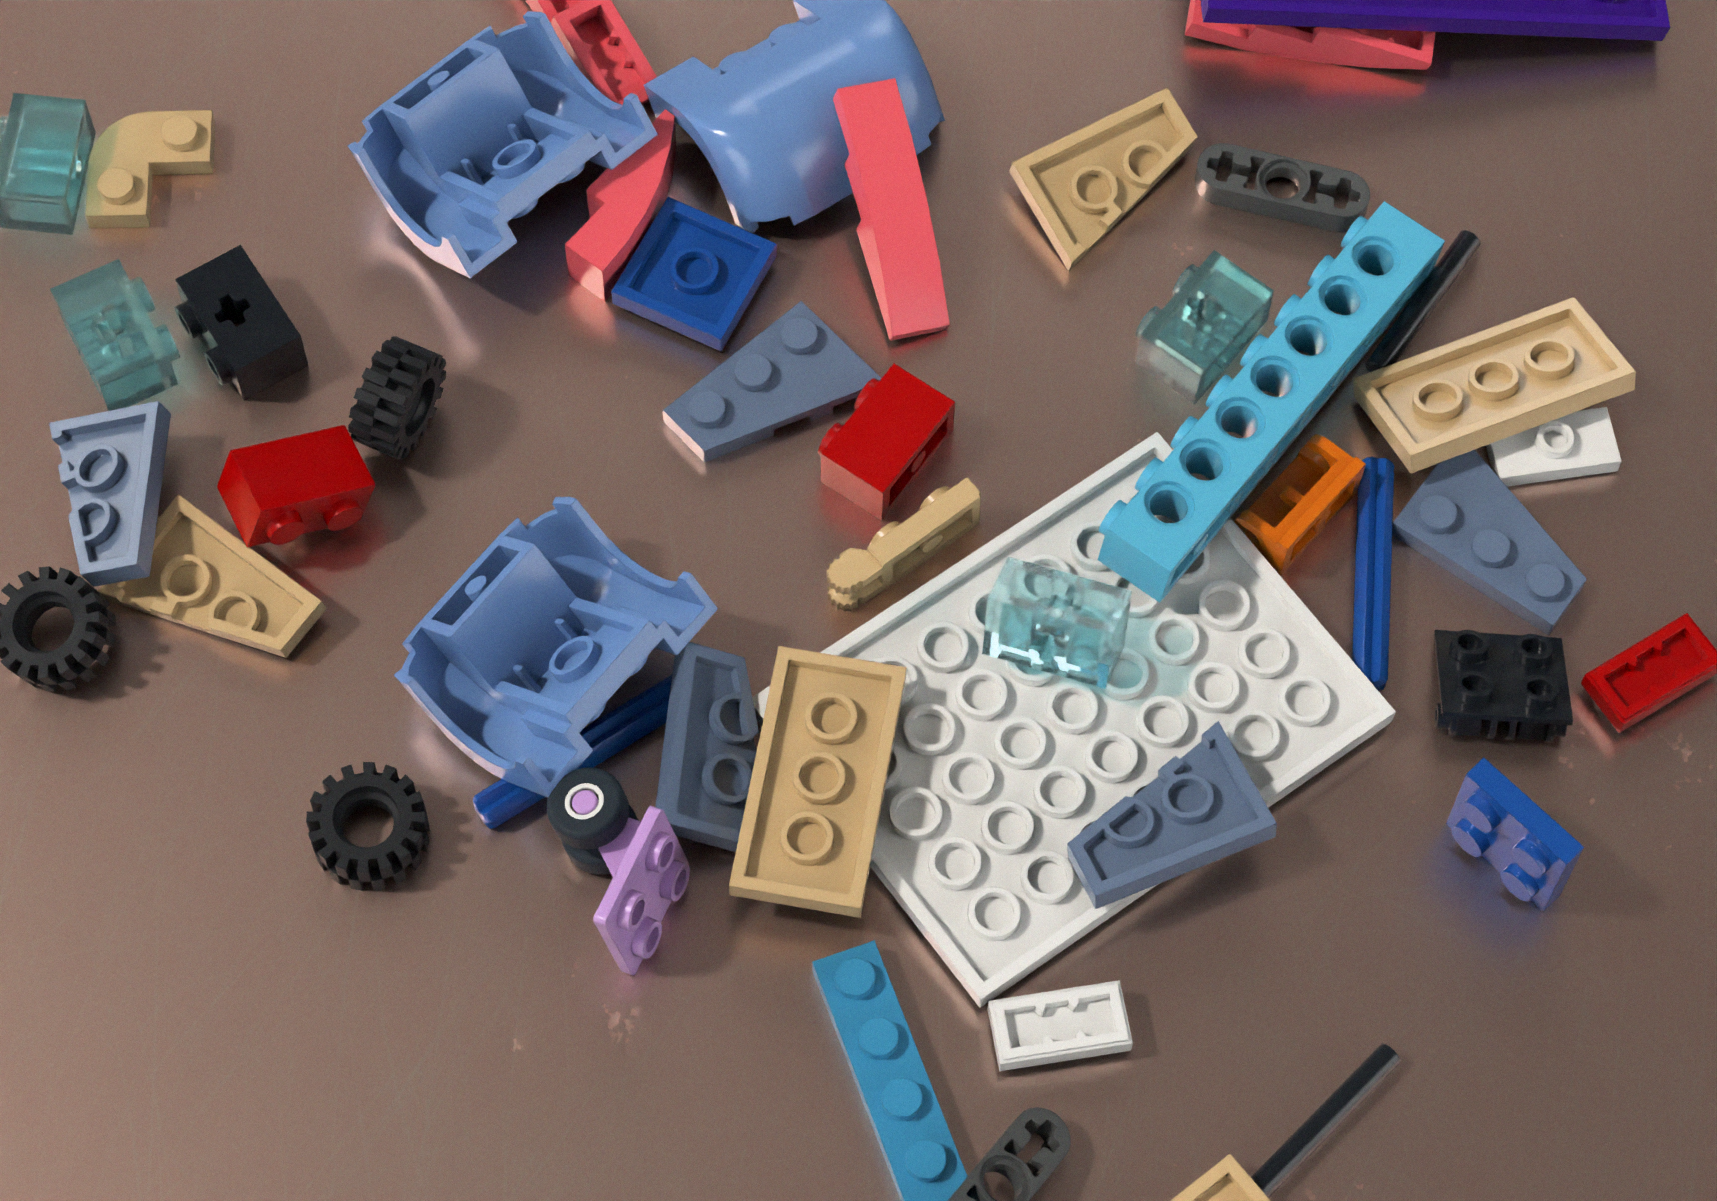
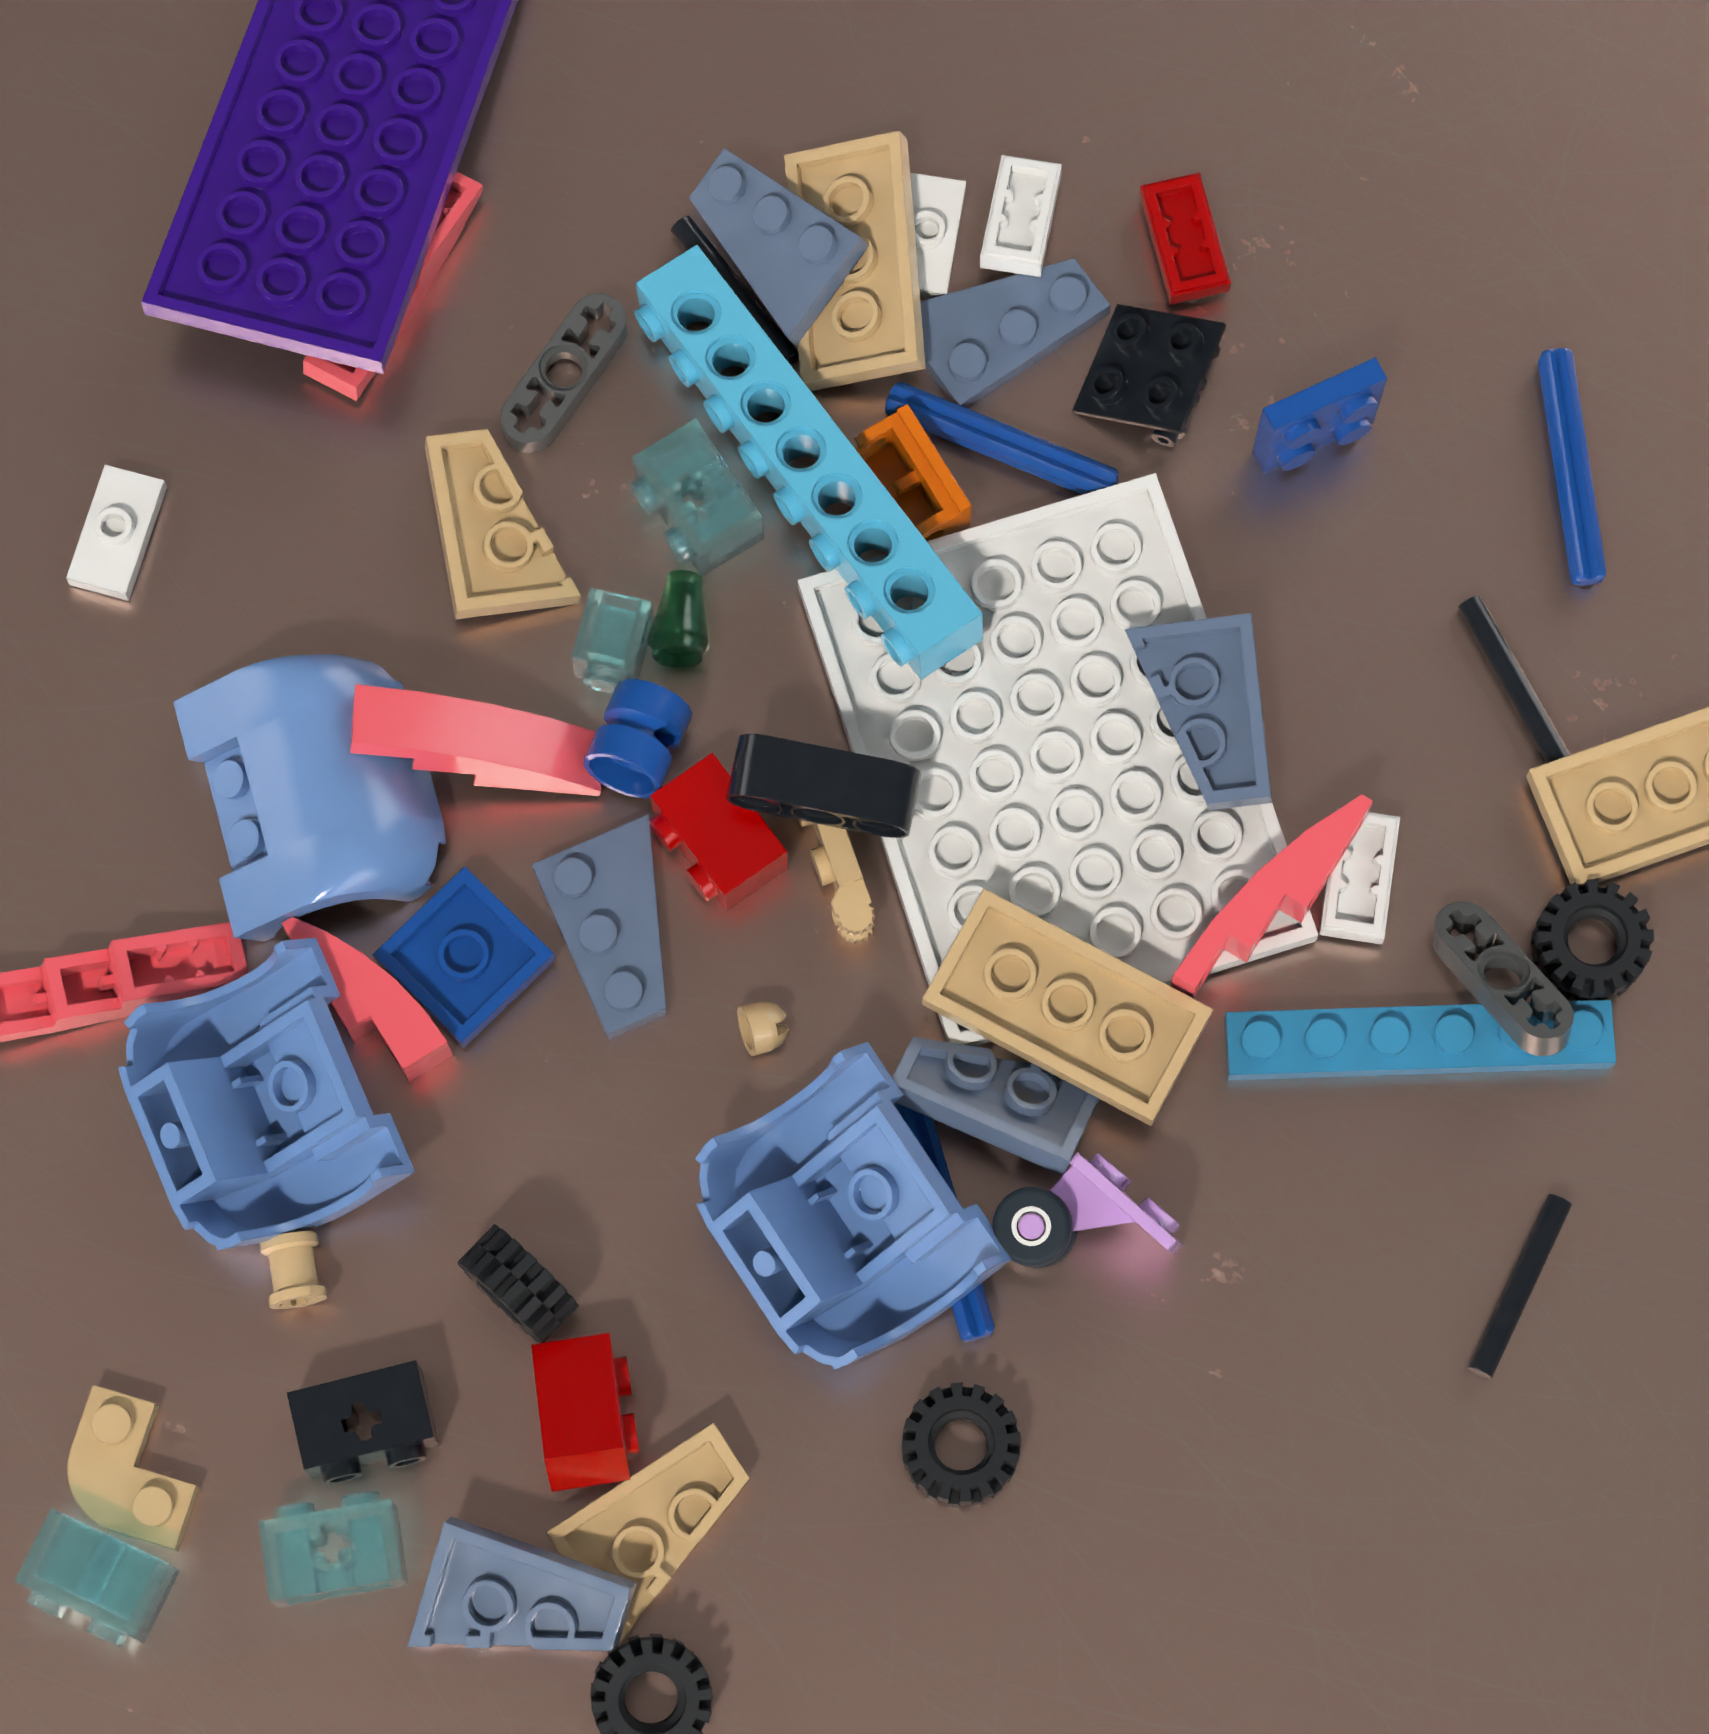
camera: 70 degrees left, 10 degrees up
(360, 228) = (293, 1270): none -> tan bush
(713, 535) = (760, 1027): none -> tan hinge
(948, 342) = (637, 741): none -> blue wheel
(952, 495) = (823, 785): none -> black beam
(1021, 944) = (1284, 884): none -> coral slope
(1036, 299) = (611, 639): none -> clear light blue brick
(1056, 622) = (989, 735): clear light blue brick -> none
(1077, 350) = (680, 624): none -> clear green cone
(1481, 314) = (777, 241): none -> sand blue wing
(1575, 1111) = (1572, 467): none -> blue axle
(1608, 518) = (1020, 216): none -> white plate

